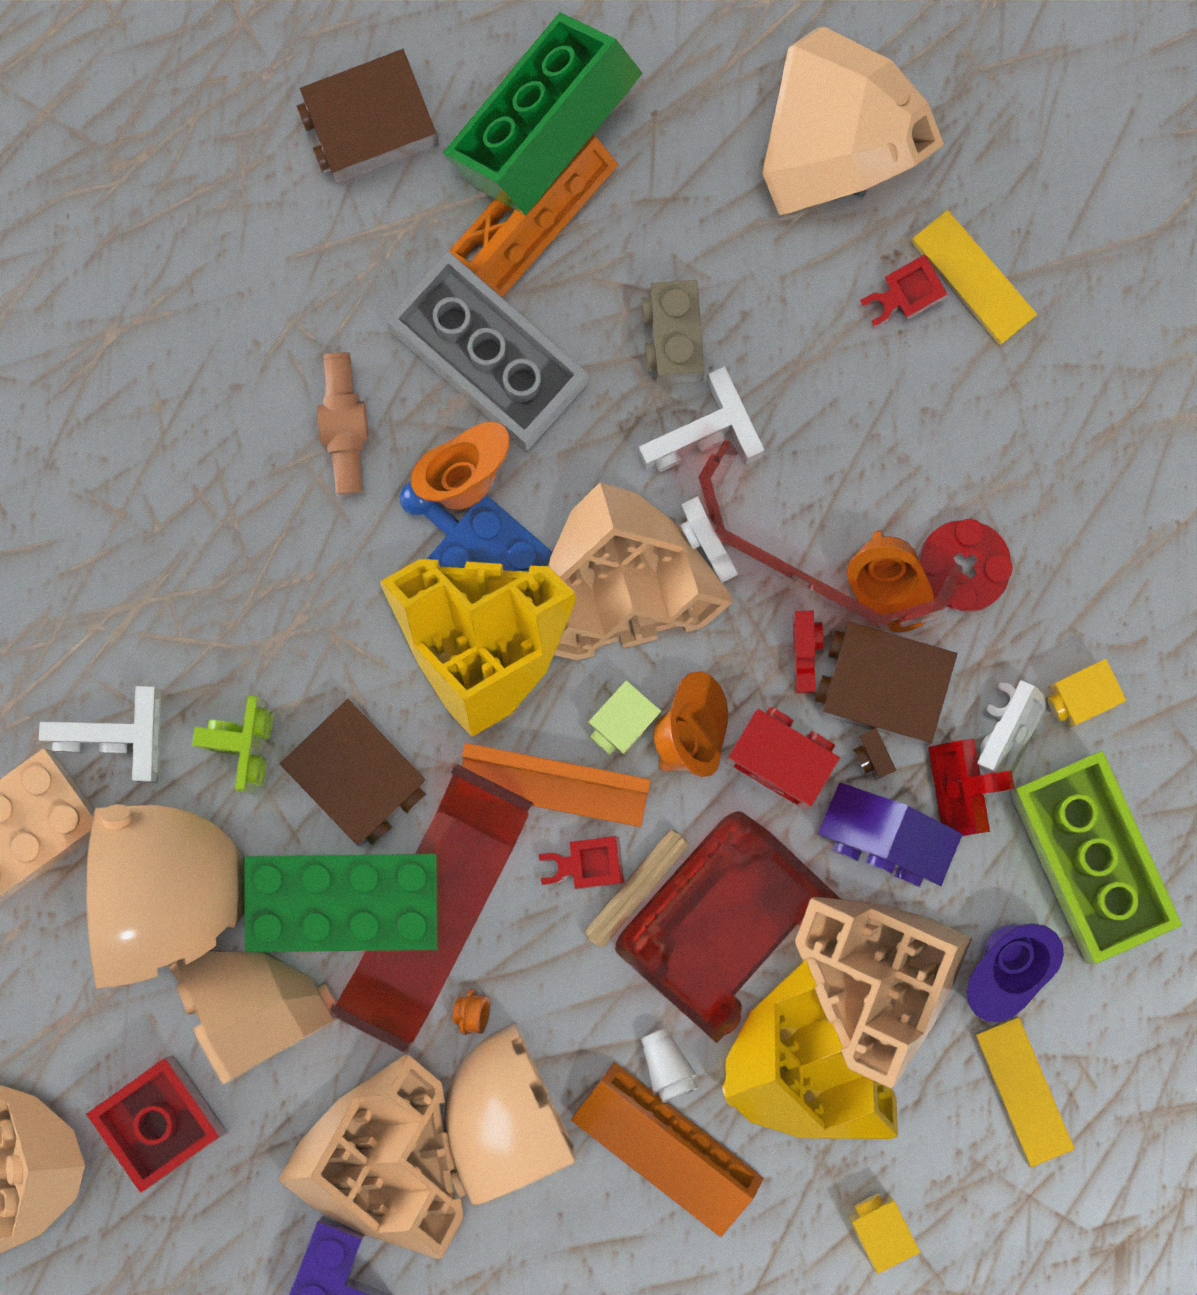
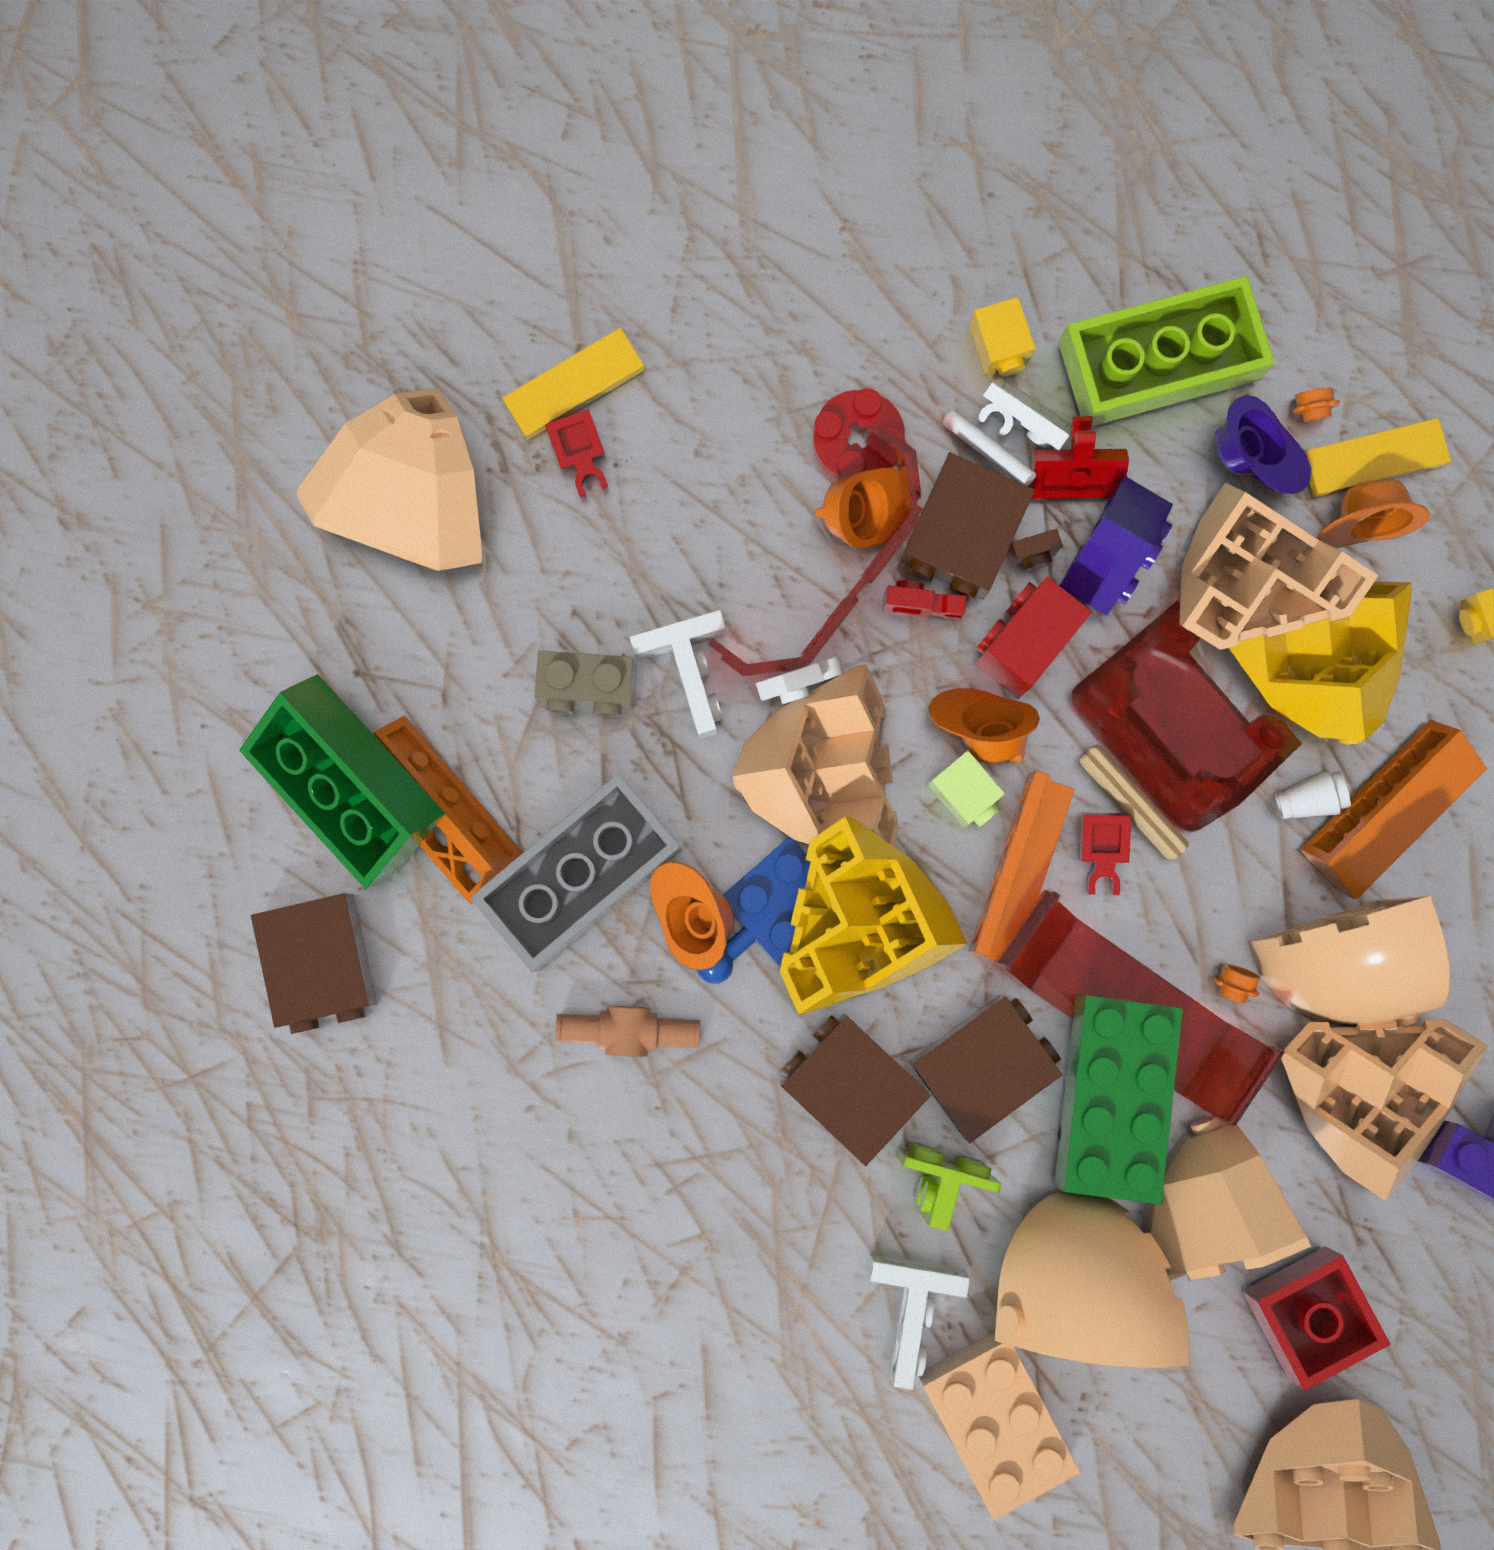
camera: 85 degrees left, 0 degrees up
(318, 646) = (853, 1088): none -> reddish brown brick
(965, 1090) = (1375, 513): none -> orange piece
(970, 695) = (988, 448): none -> white piece
(1069, 1022) = (1315, 404): none -> orange plate

